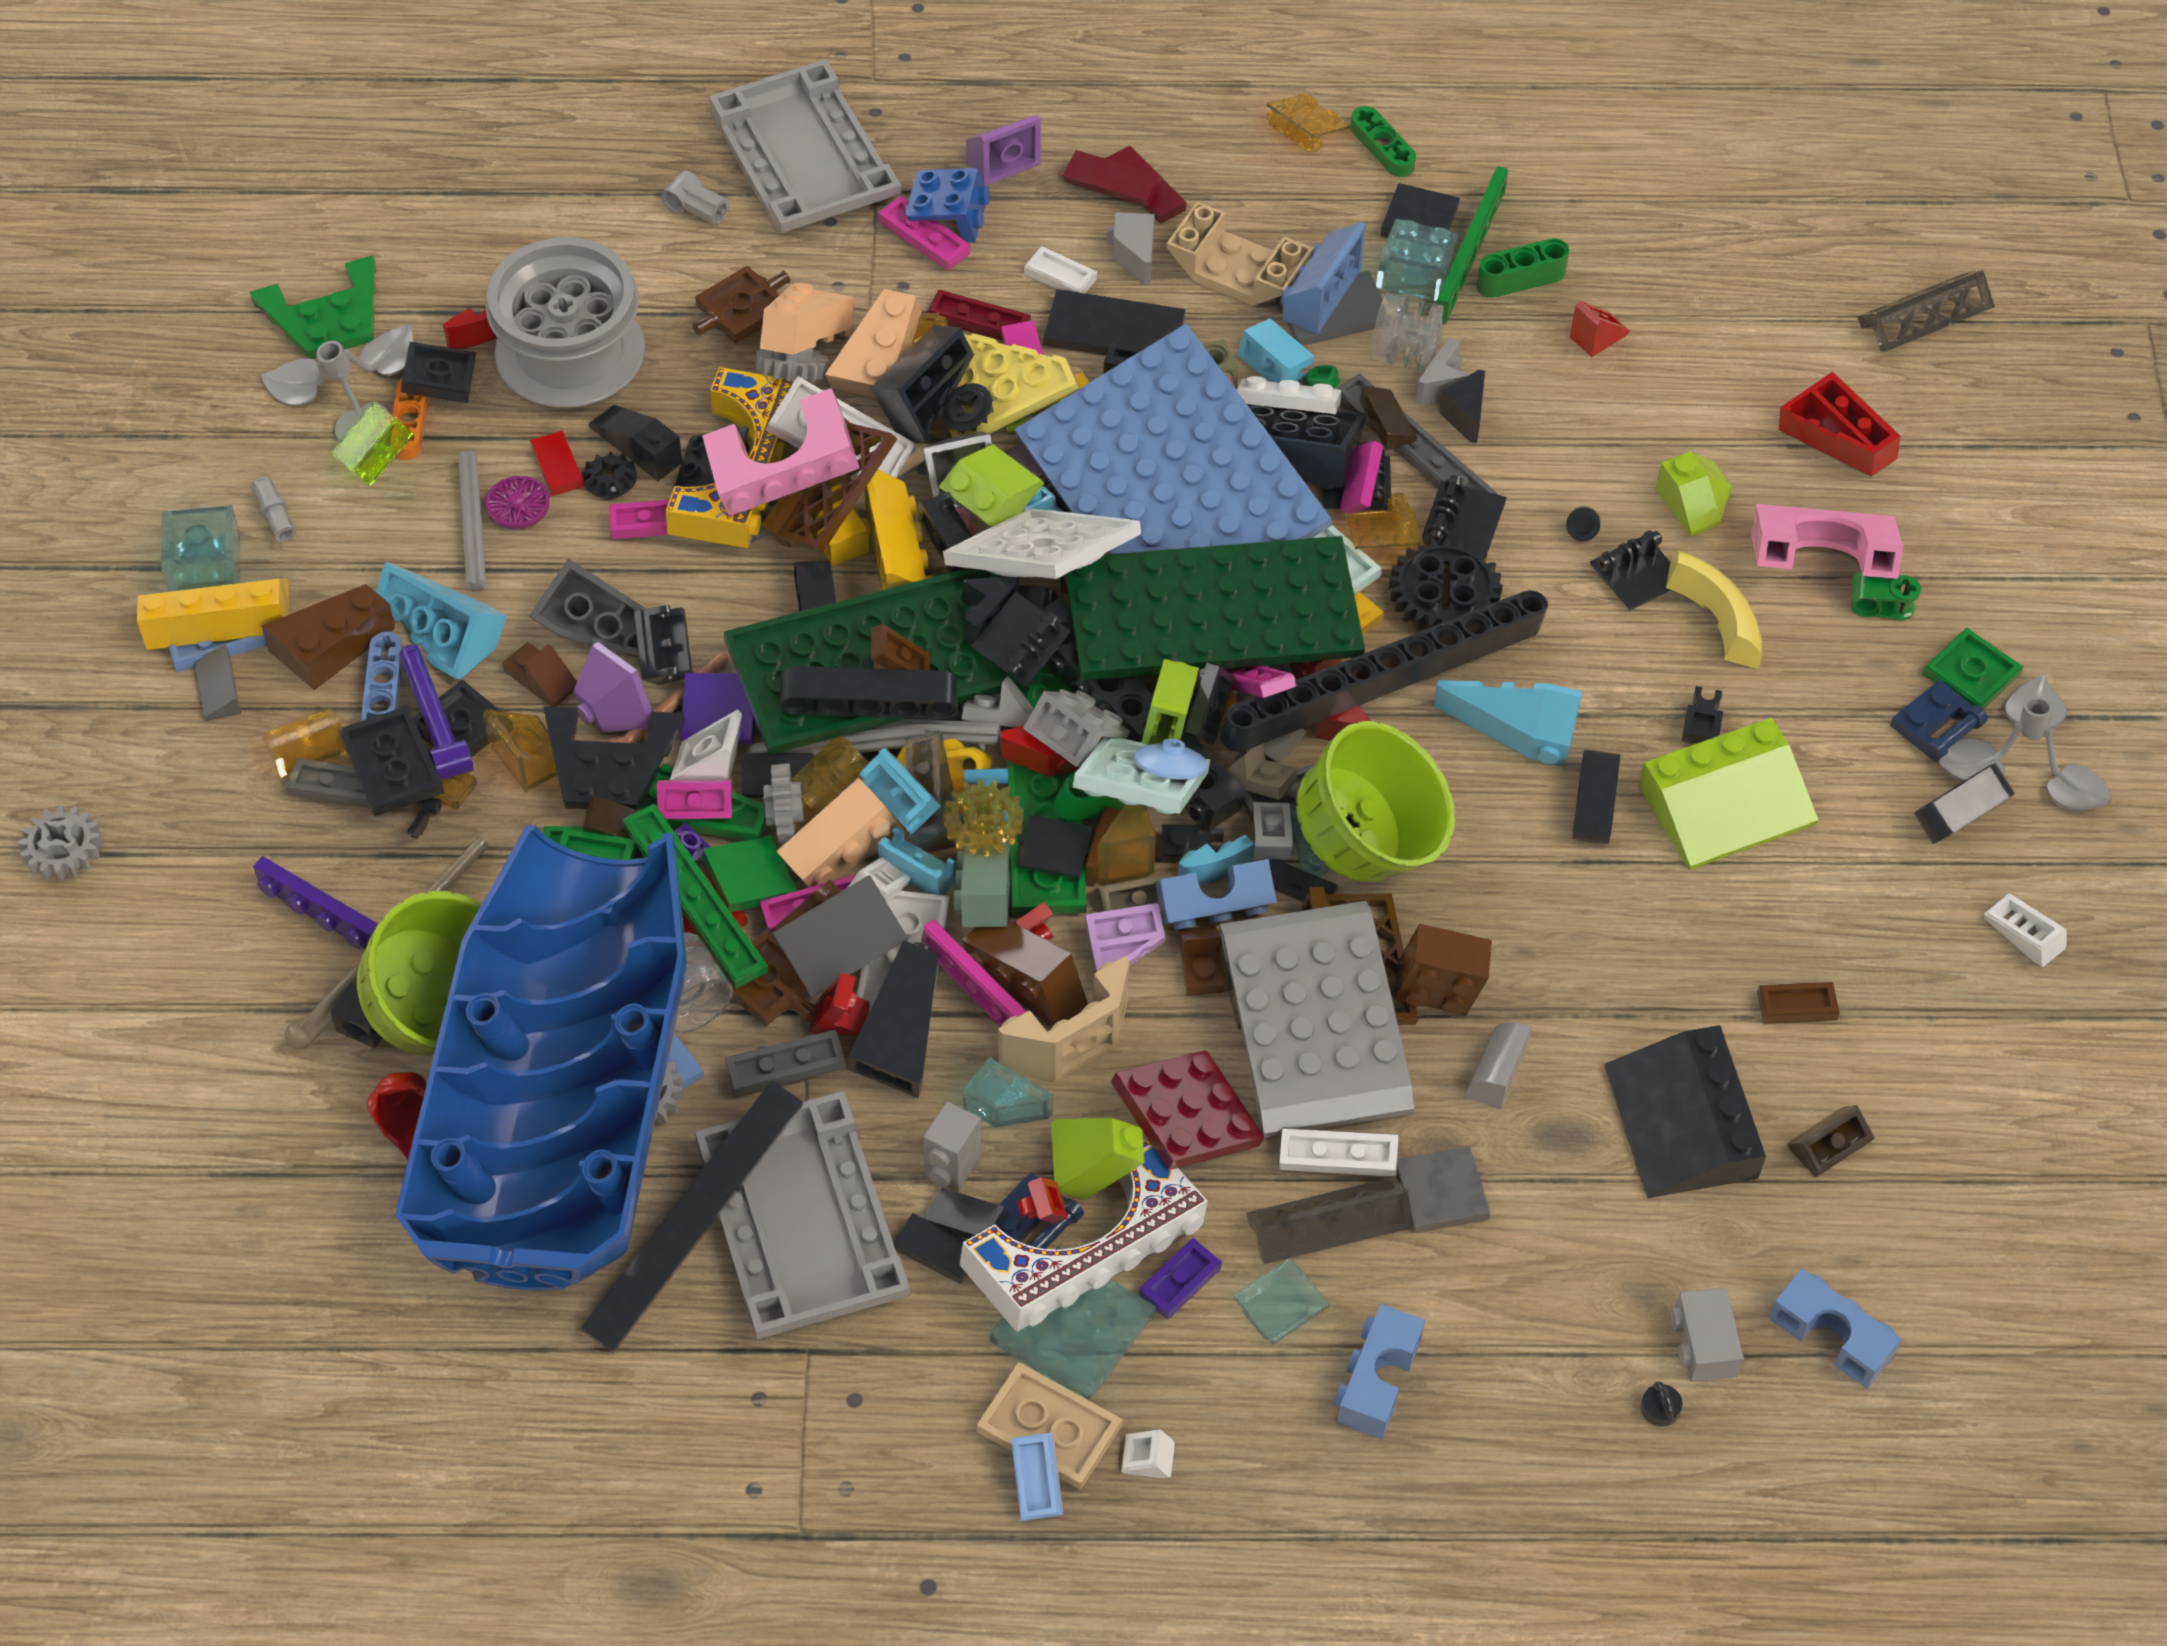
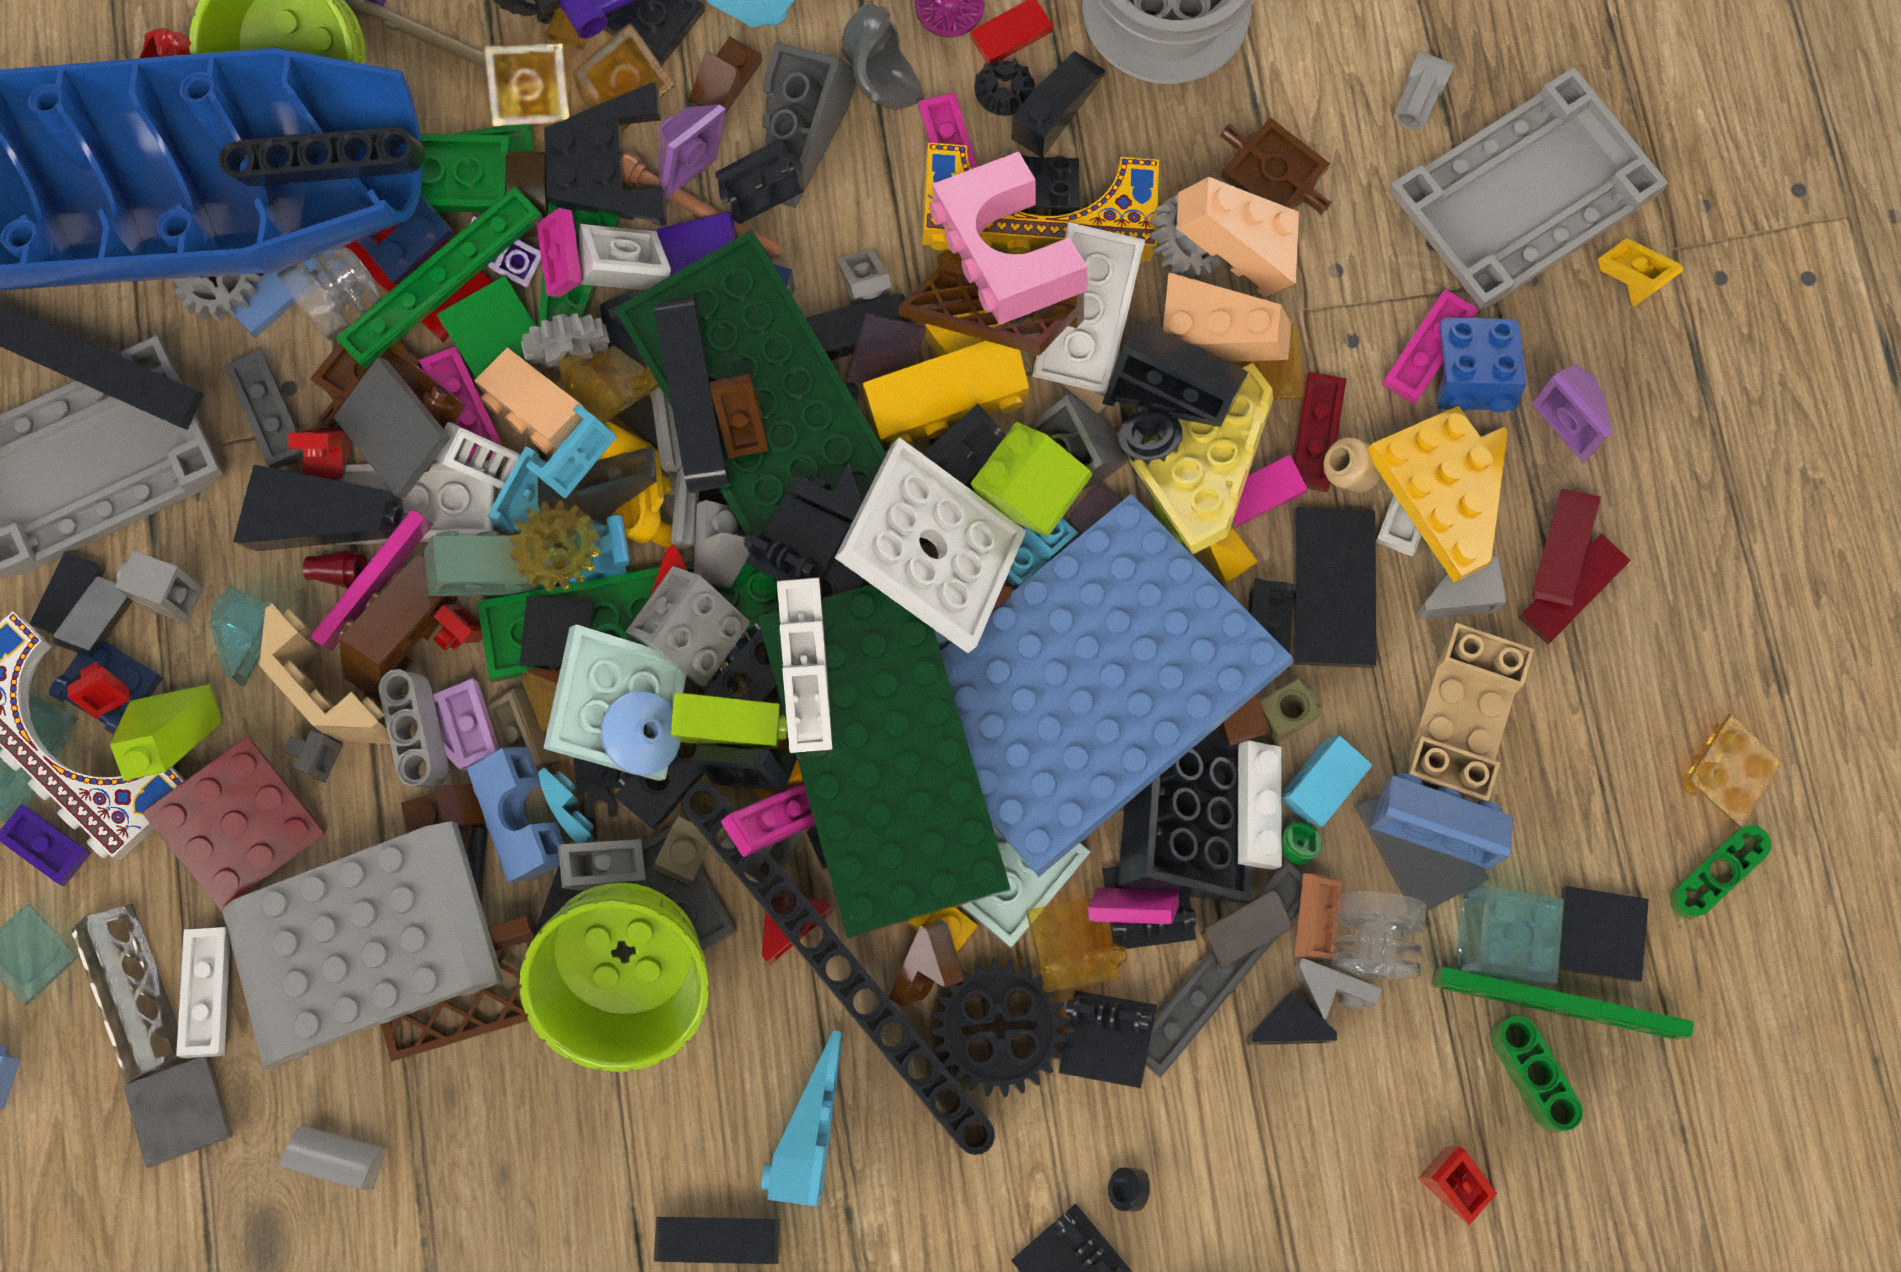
camera: 80 degrees right, 20 degrees up
(506, 809) = (528, 83): none -> clear yellow slope
(546, 548) = (878, 65): none -> dark grey piece
(577, 933) = (305, 149): none -> black beam
(770, 590) = (864, 276): none -> light grey slope
(846, 574) = (883, 348): none -> piece
(896, 87) = (1638, 268): none -> yellow slope
(956, 1017) = (335, 568): none -> dark red cone
(1006, 288) = (1350, 465): none -> tan head
(1045, 232) = (1447, 486): none -> yellow wing
(1132, 1048) = (314, 755): none -> dark grey tile
(1135, 634) = (804, 665): none -> white slope
(1140, 946) = (400, 715): none -> light grey beam
(1383, 612) = (928, 960): none -> reddish brown slope
(1385, 375) = (1317, 917): none -> nougat plate
(1443, 969) = (424, 1080): reddish brown brick -> none

